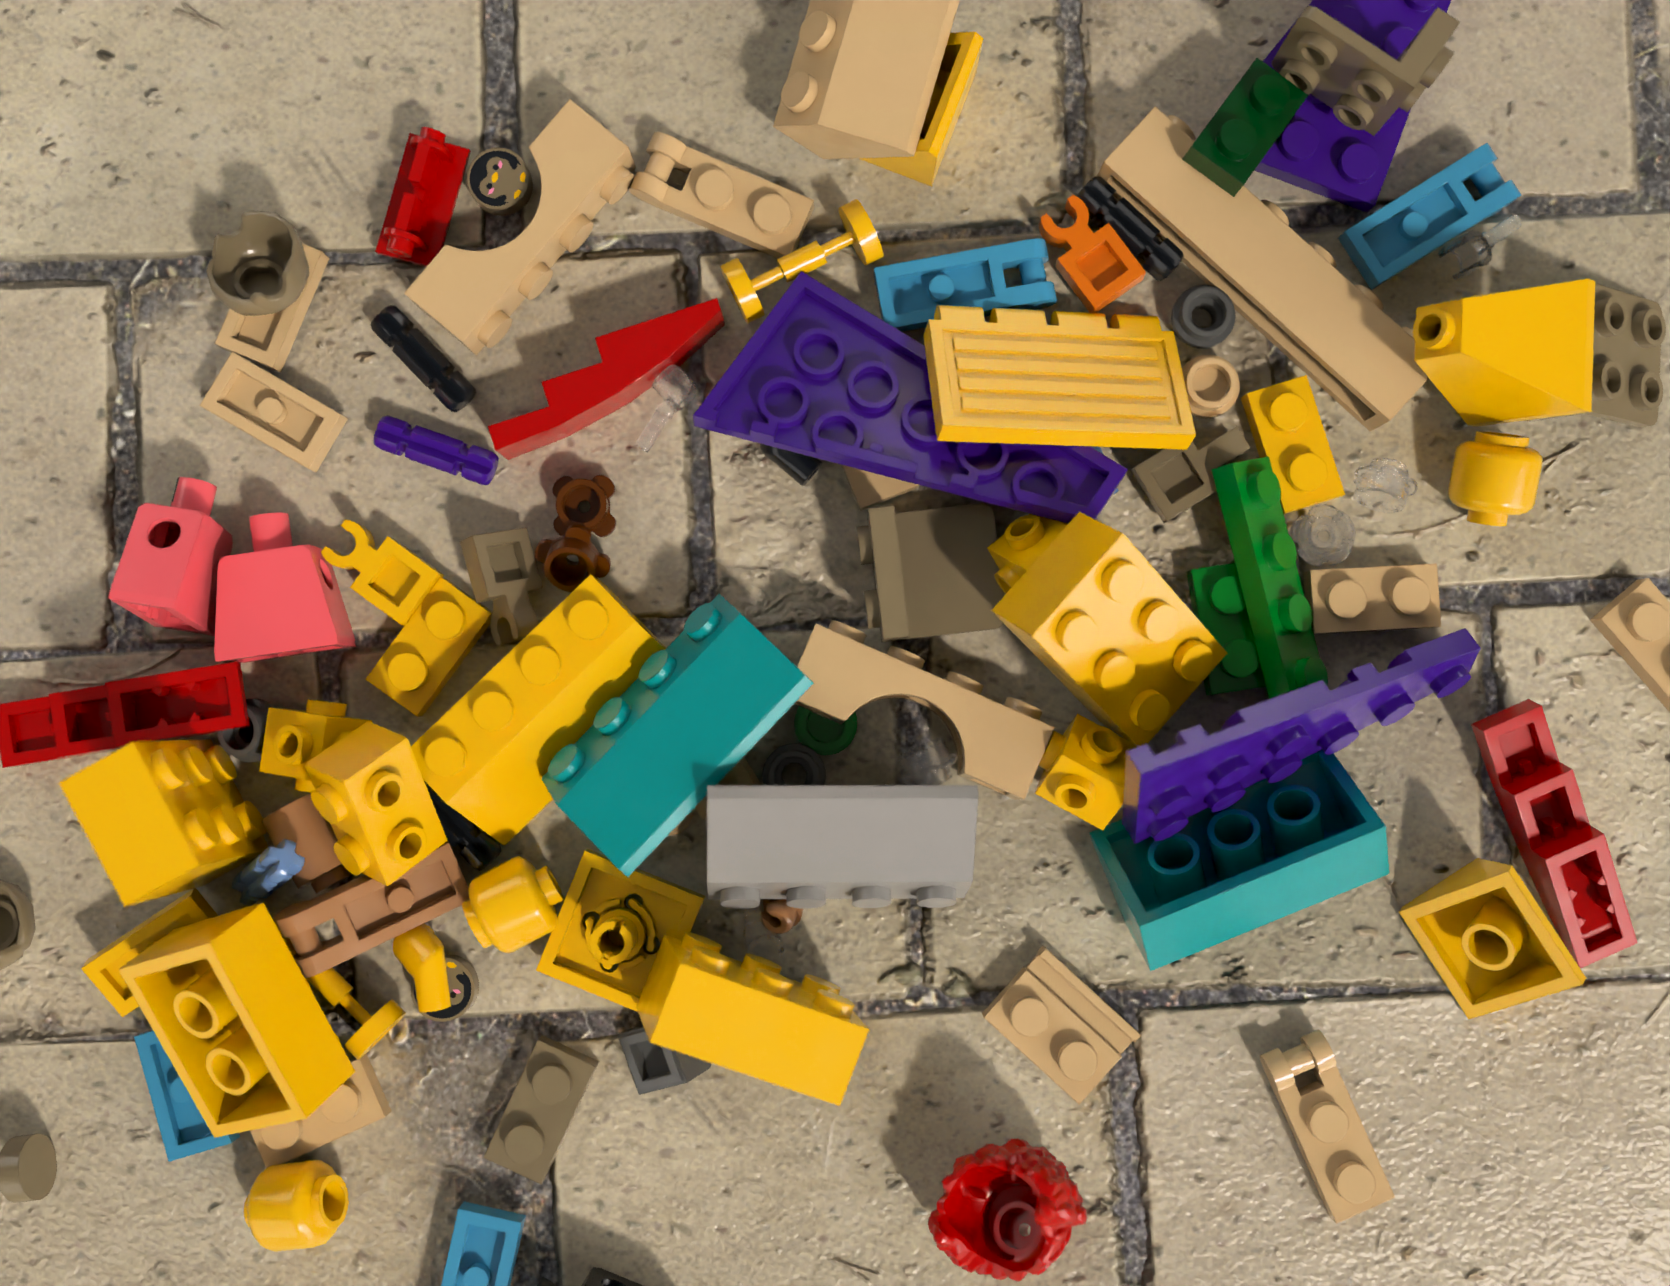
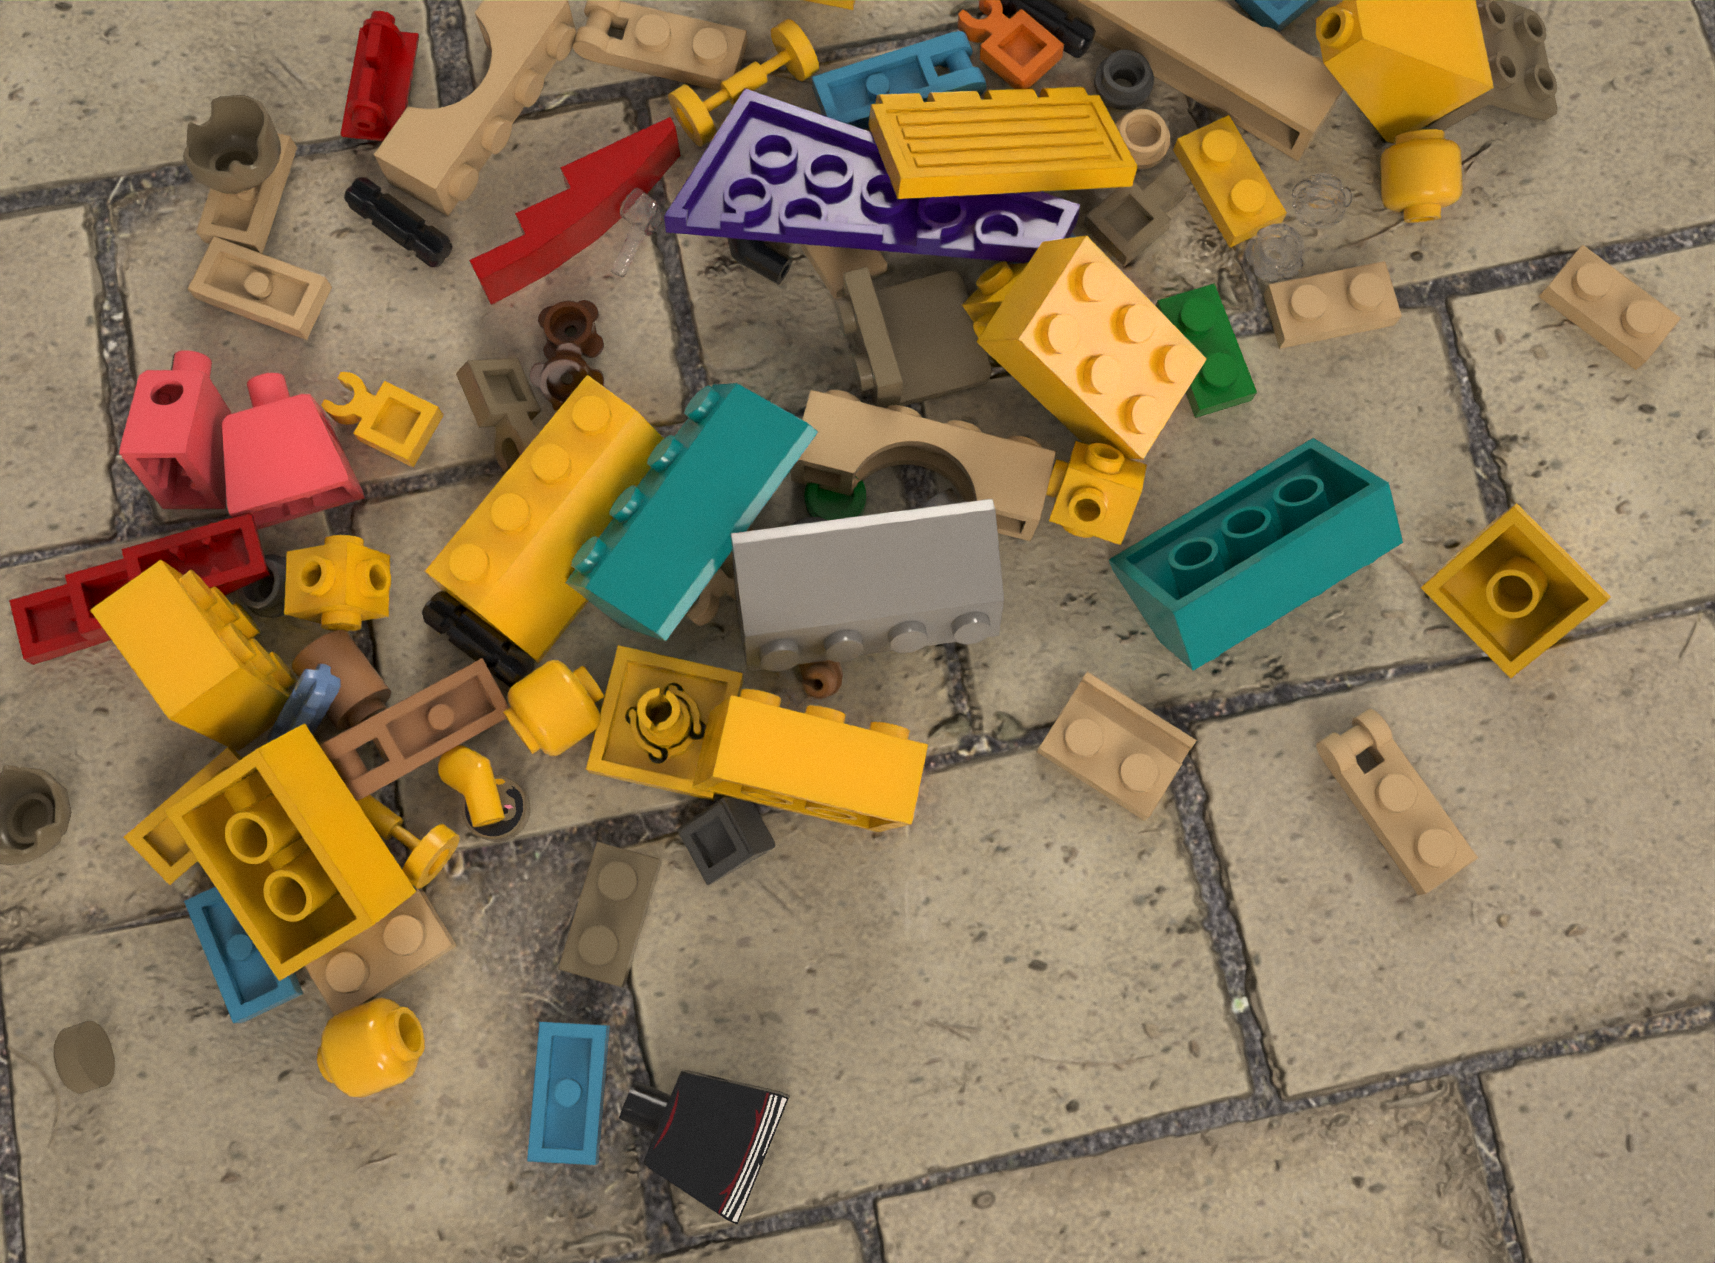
camera: 15 degrees left, 10 degrees down
(375, 803) = (405, 619): yellow brick -> none
(430, 647) = (439, 483): yellow plate -> none
(435, 450) = (421, 301): dark purple axle -> none
(499, 181) = (450, 58): dark tan tile -> none
(994, 1201) = (1088, 916): red hair -> none
(1269, 575) = (1235, 301): green plate -> none
(1279, 733) = (1262, 421): dark purple wing -> none
(1553, 833) = (1549, 484): red slope -> none

